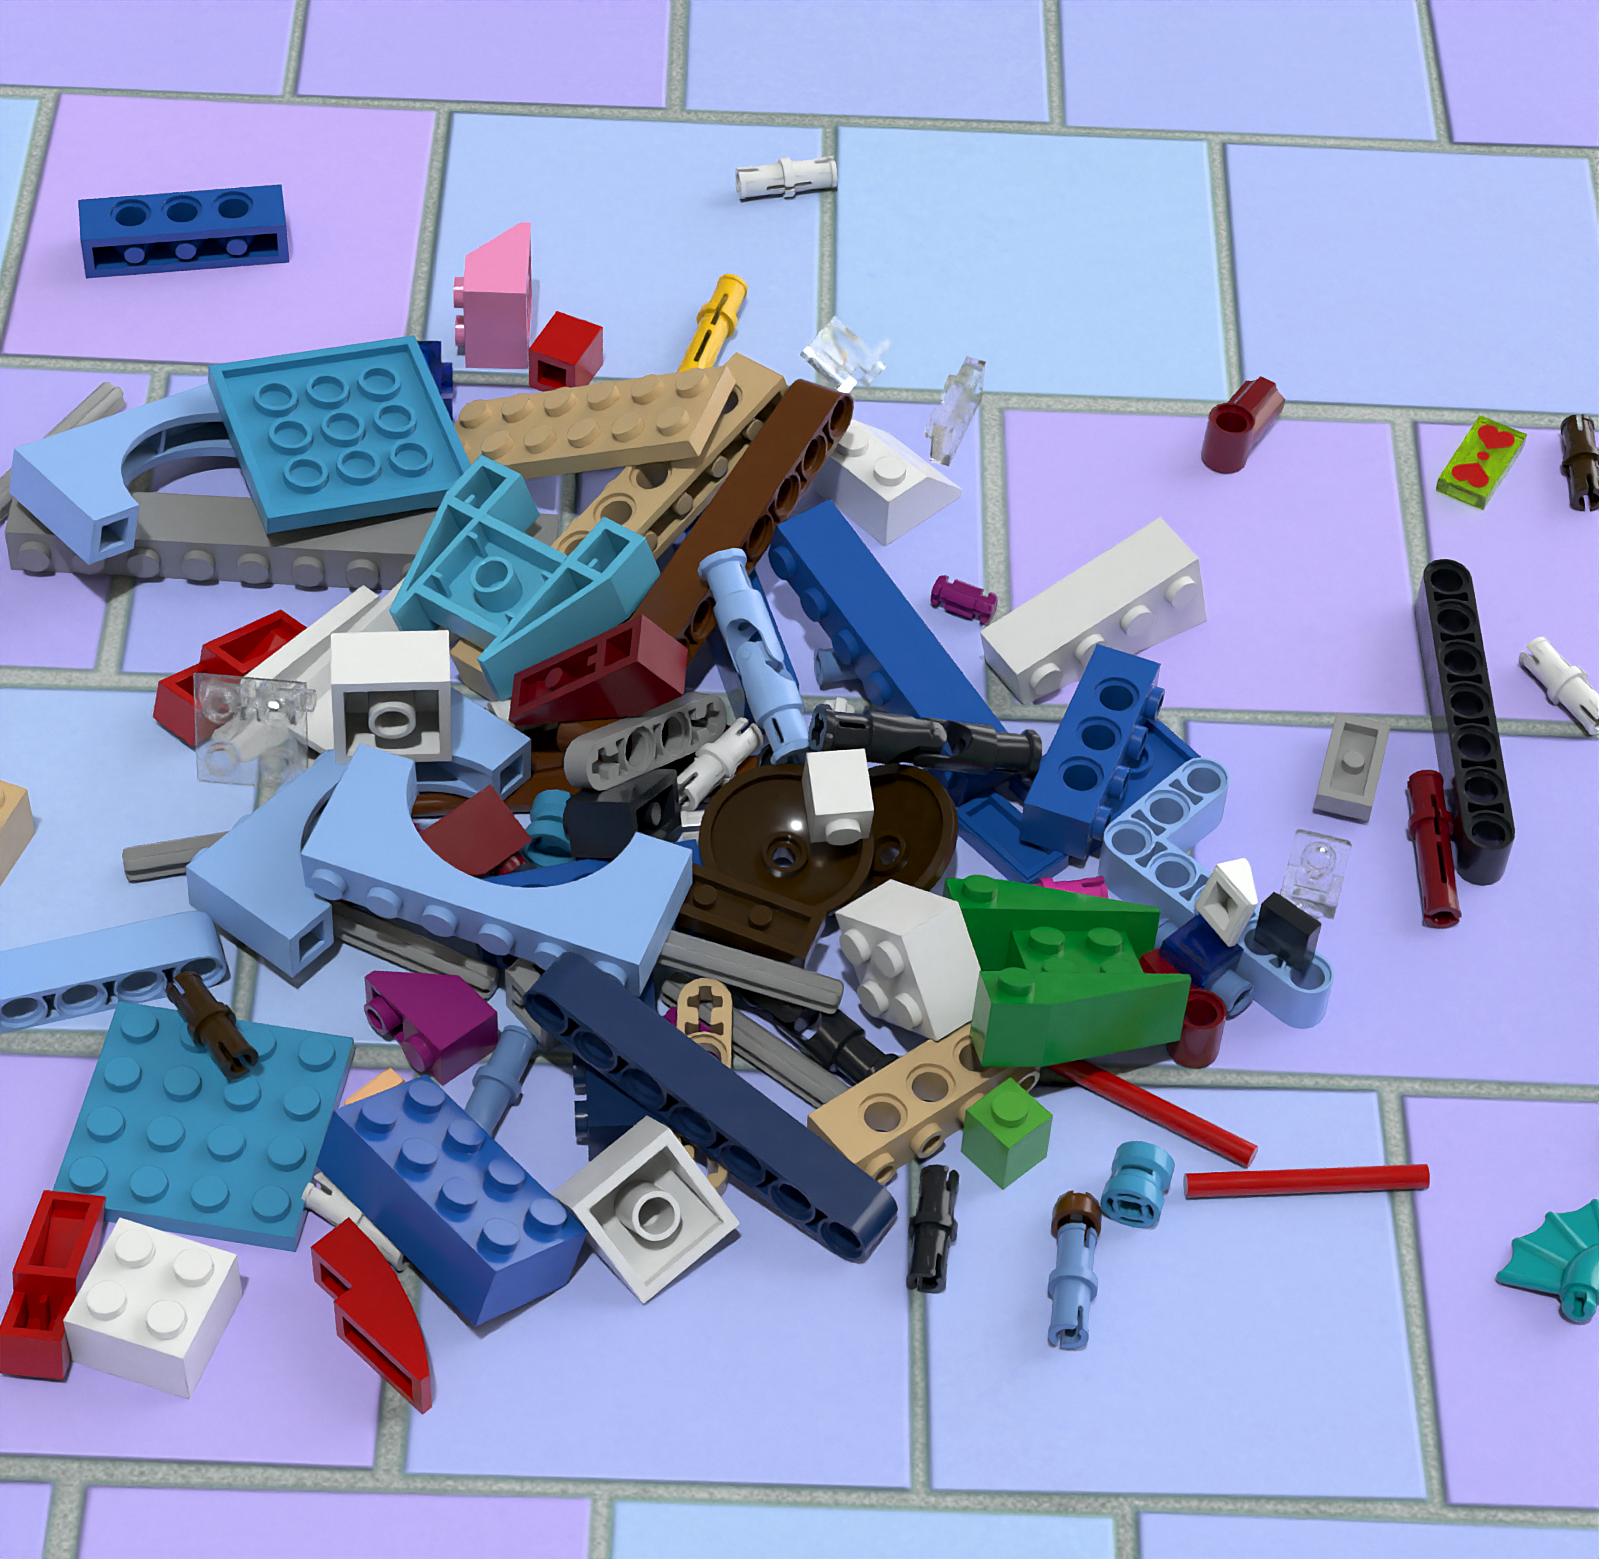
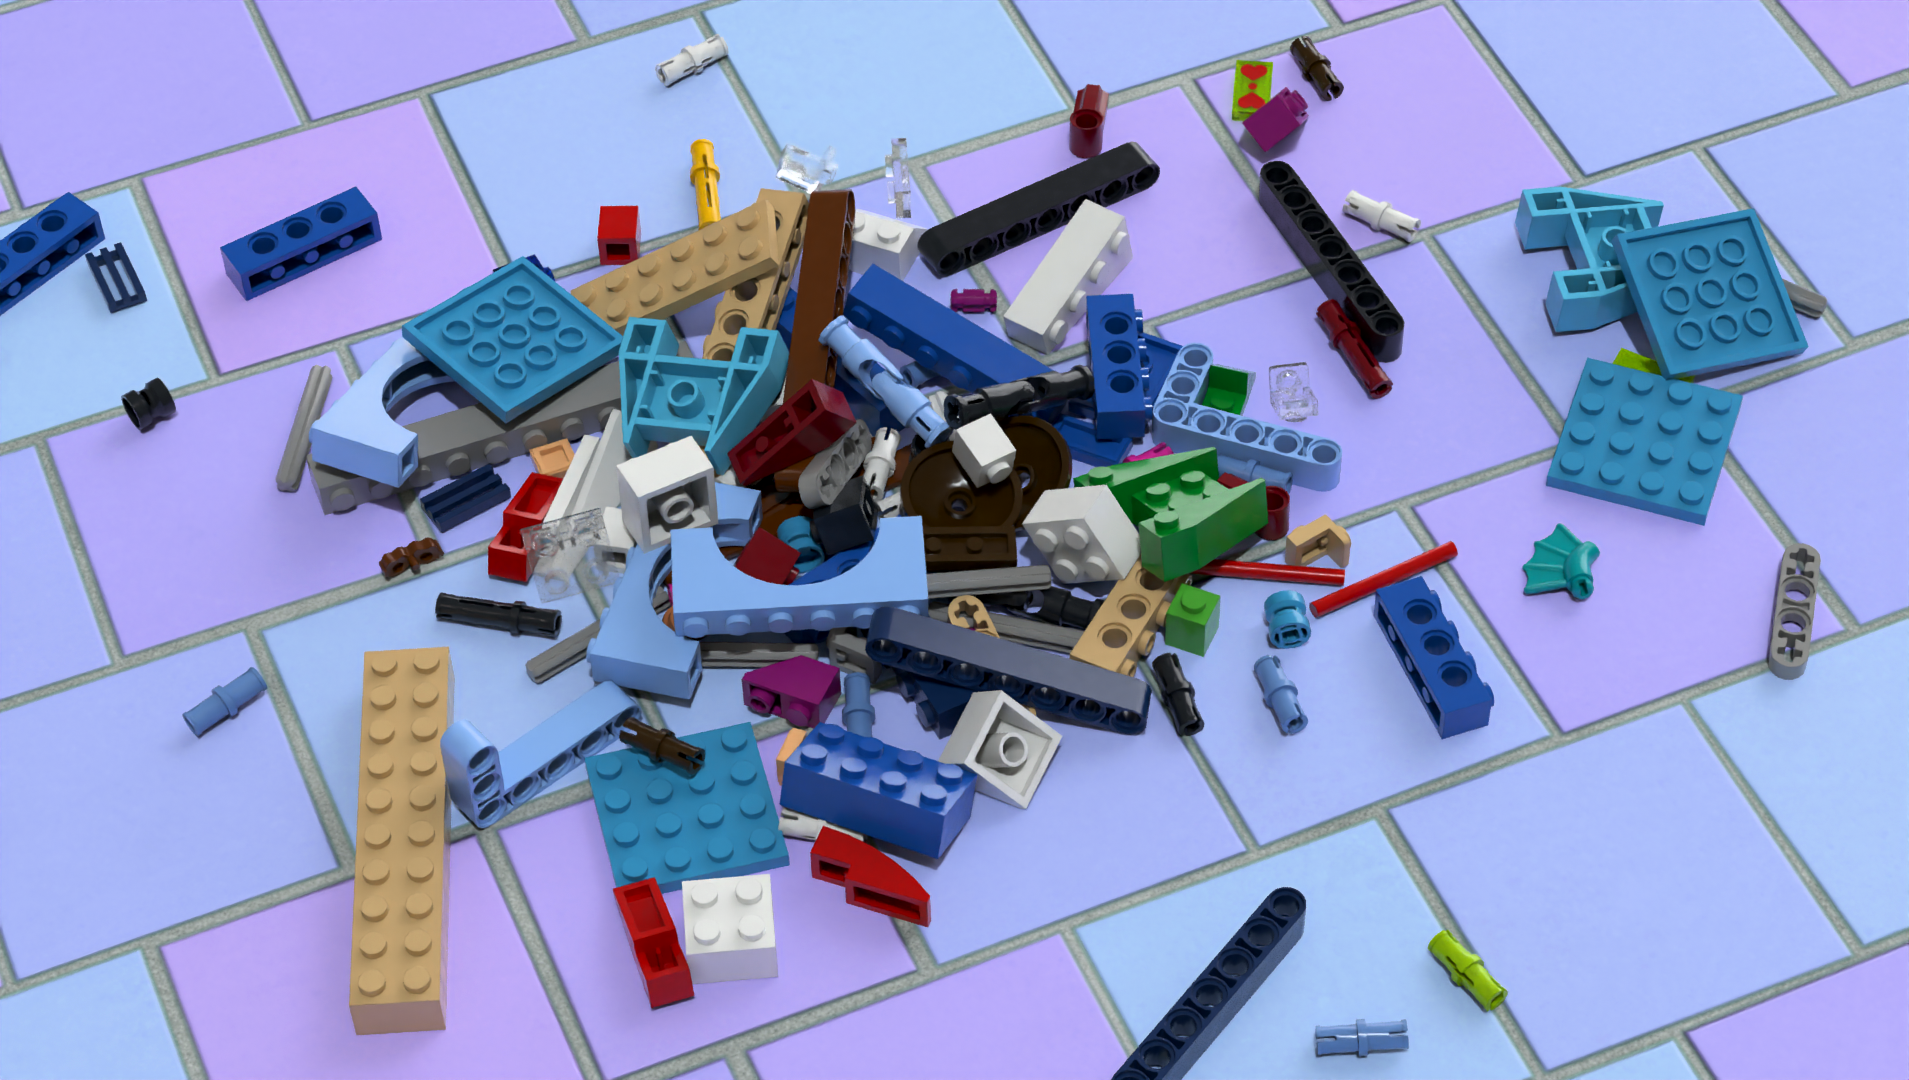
camera: 20 degrees left, 0 degrees up
(61, 657) = (415, 553): none -> reddish brown piece
(148, 784) = (512, 616): none -> black pin
(184, 605) = (461, 494): none -> dark blue tile
(316, 599) = (552, 458): none -> light nougat tile
(496, 301) = (558, 214): bright pink slope -> none
(1077, 1203) = (1260, 644): reddish brown hinge -> none
(1109, 509) = (1037, 208): none -> black beam
(1199, 952) = (1252, 462): clear blue tile -> none
(1228, 899) = (1259, 424): white slope -> none
(1233, 834) = (1229, 388): none -> green slope
(1234, 1091) = (1316, 540): none -> tan bracket
(1287, 931) = (1303, 430): black tile -> none
(1304, 1405) = (1433, 657): none -> blue brick
(1352, 766) = (1277, 316): light grey plate -> none
(1489, 506) = (1277, 118): none -> magenta slope

